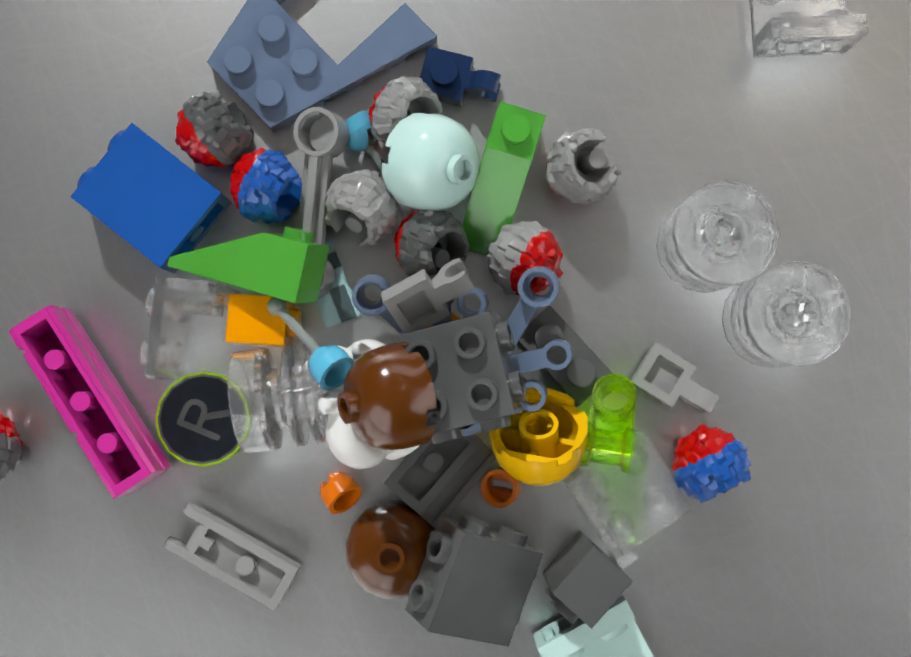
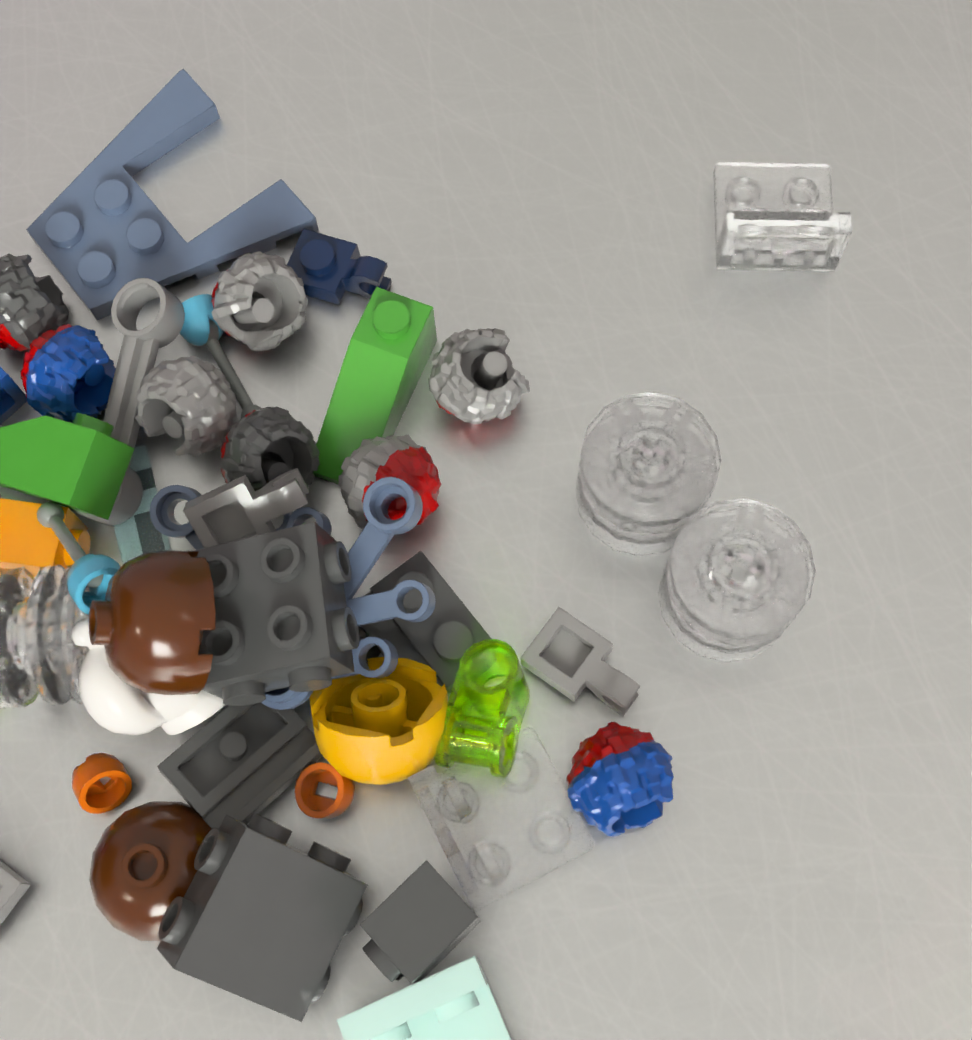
camera: 10 degrees right, 15 degrees down
(430, 162) = (276, 353): light aqua cylinder -> none

